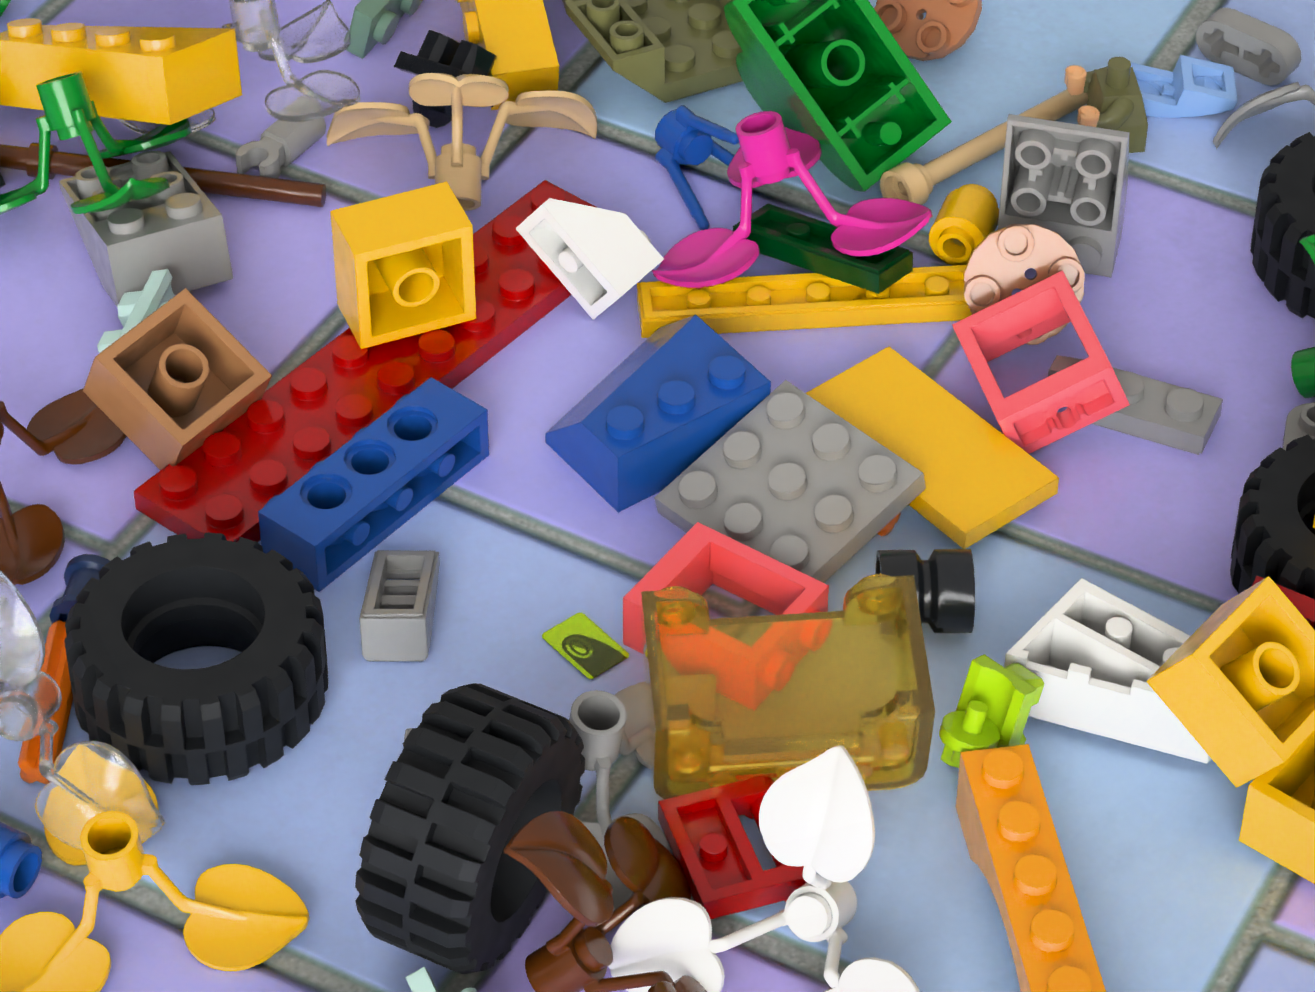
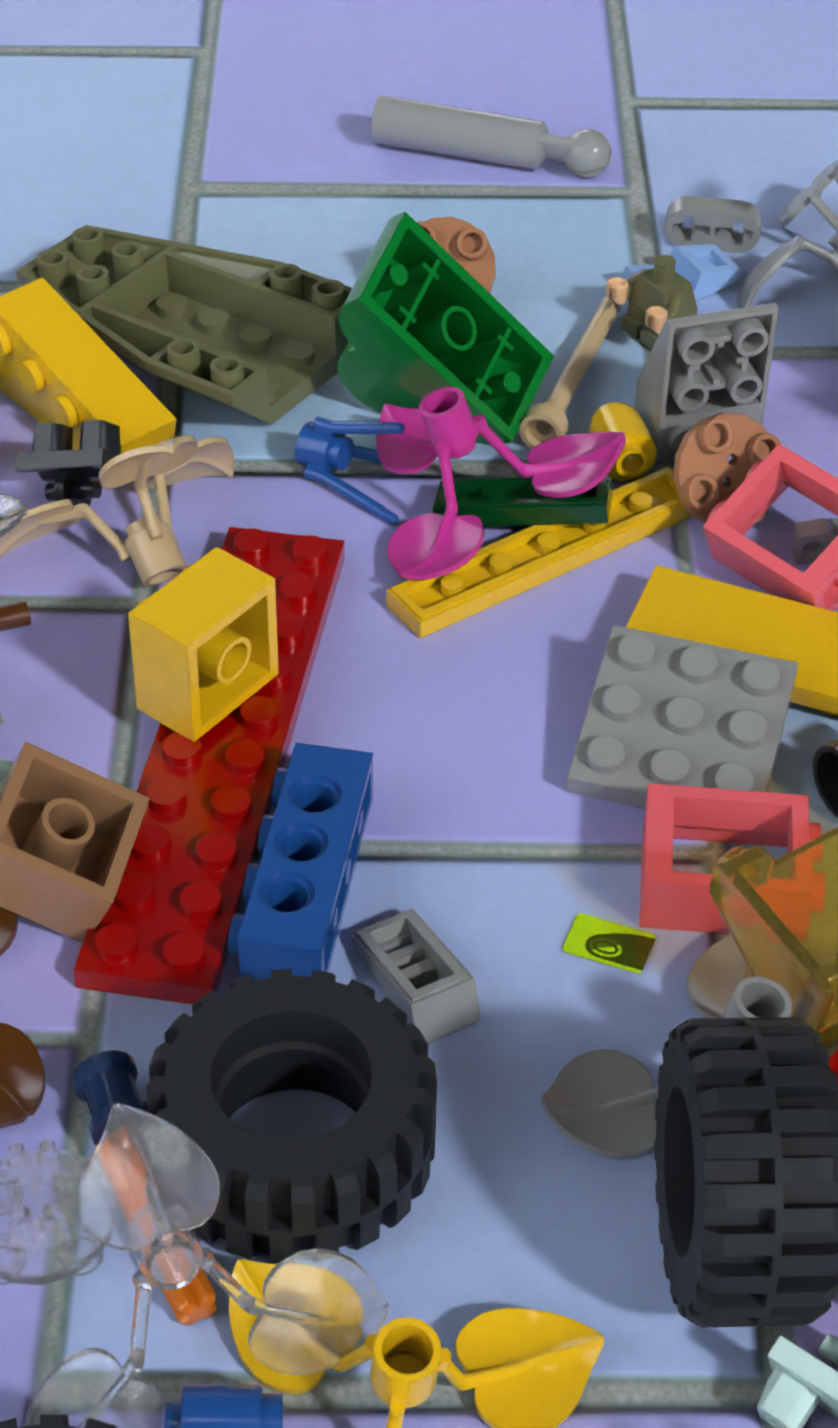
camera: 30 degrees left, 0 degrees up
(590, 251) = (343, 575): white slope -> none
(657, 412) = (505, 695): blue wedge -> none

